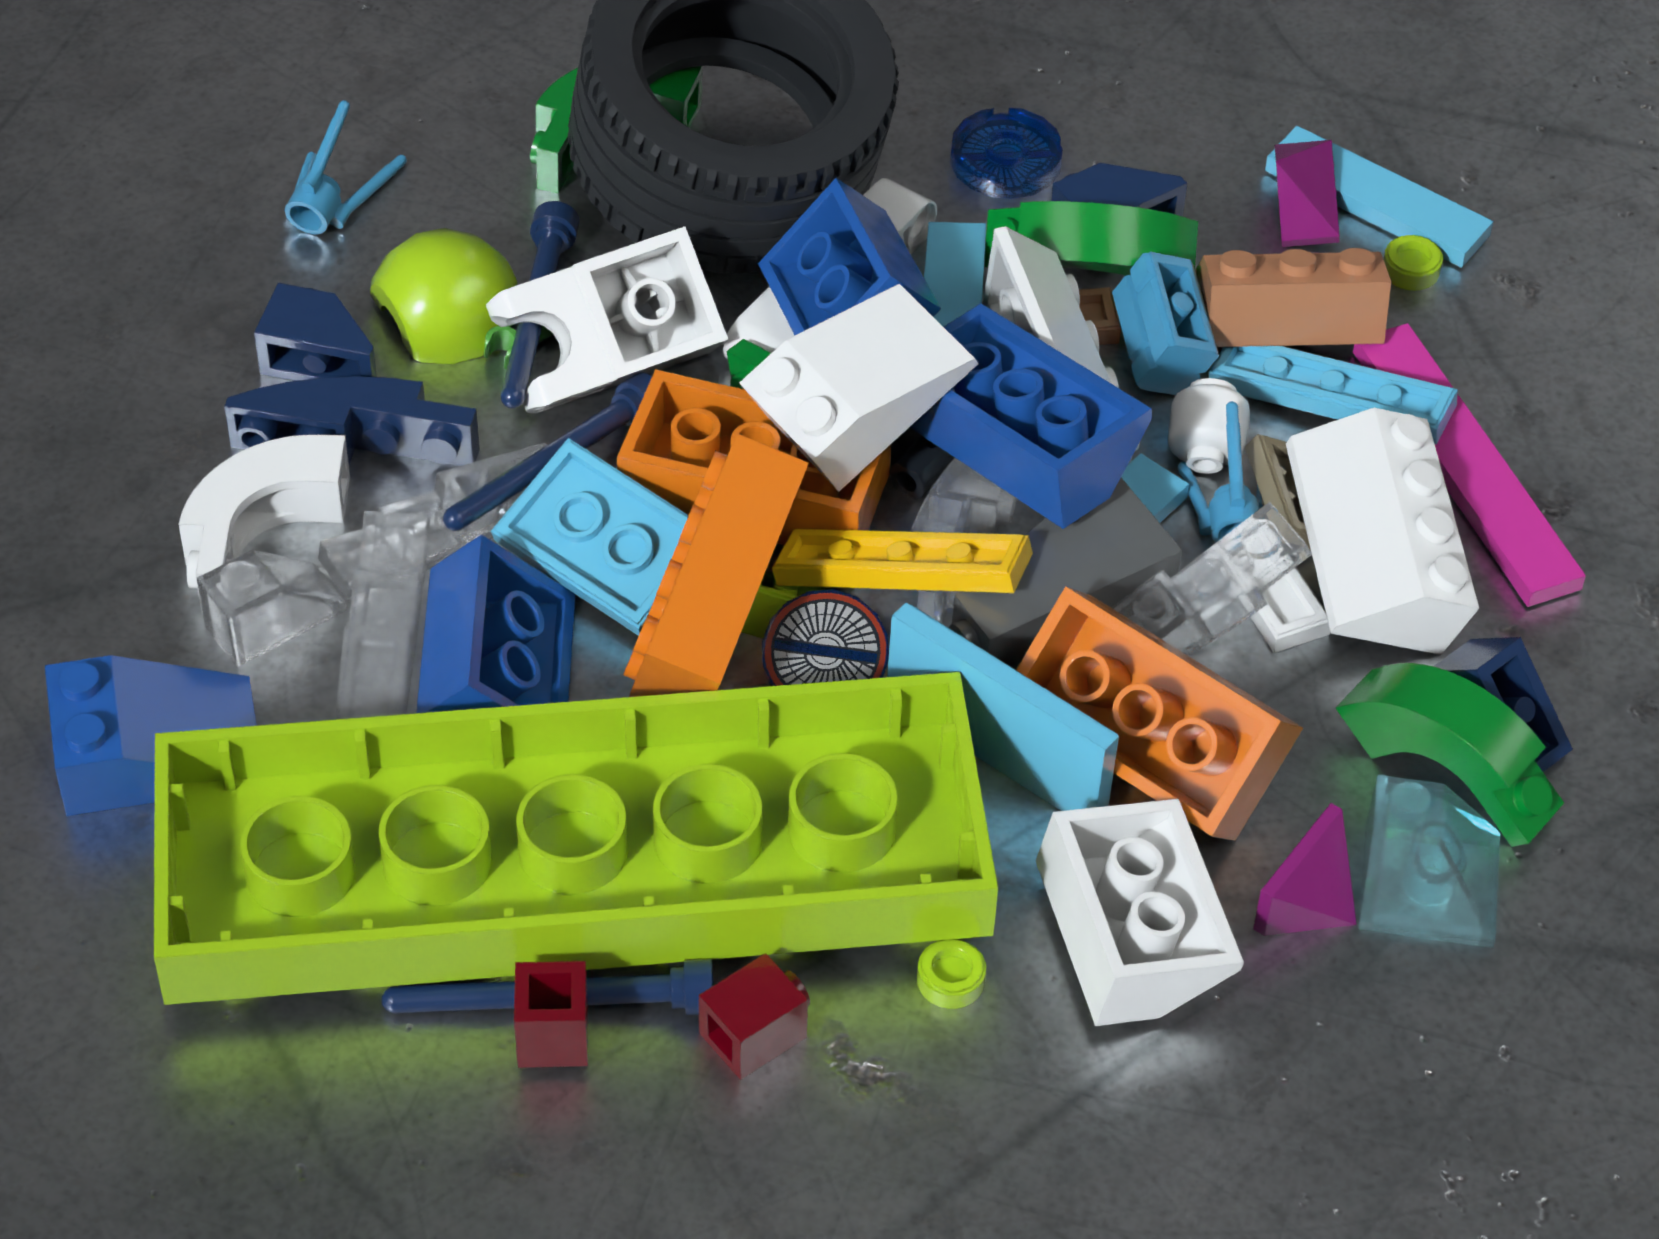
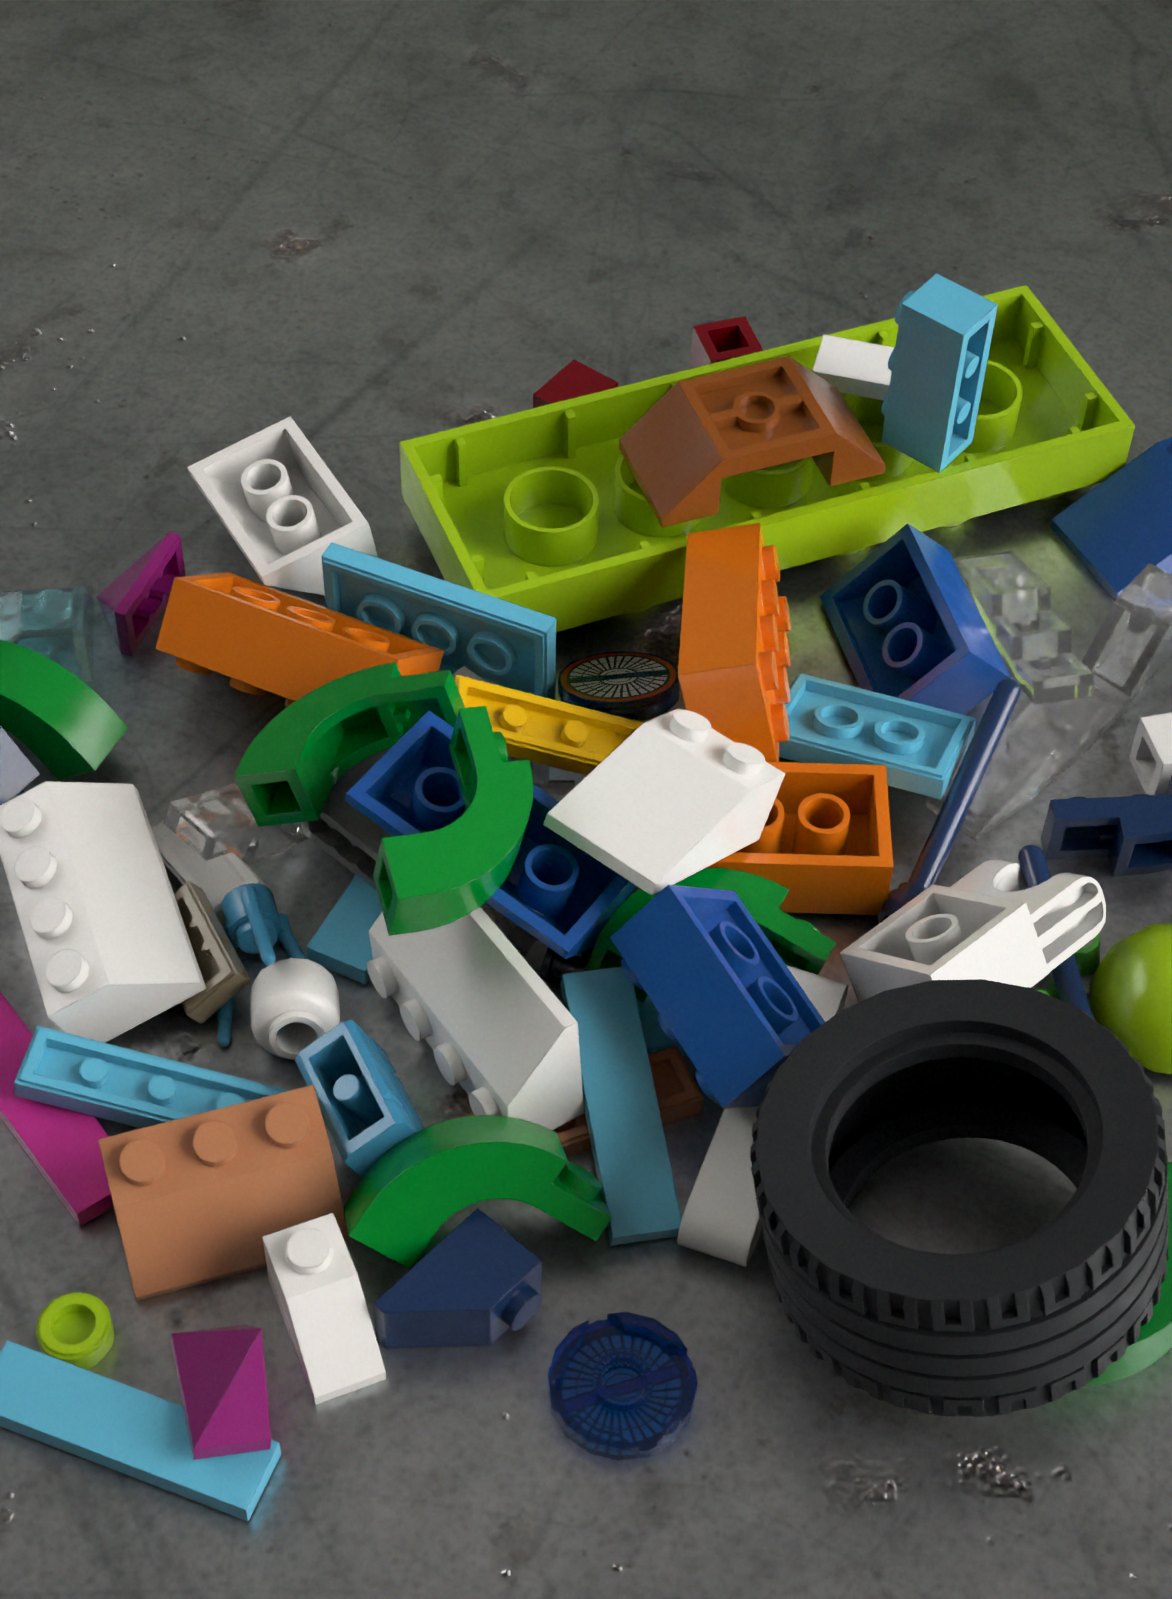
camera: 165 degrees right, 0 degrees up
(392, 696) = (937, 371): none -> medium azure brick
(418, 846) = (854, 366): none -> white tile
(608, 724) = (741, 425): none -> dark orange slope
(1055, 326) = (455, 869): none -> green arch
(1130, 557) = (331, 730): none -> green arch
(1226, 219) = (323, 1308): none -> white slope

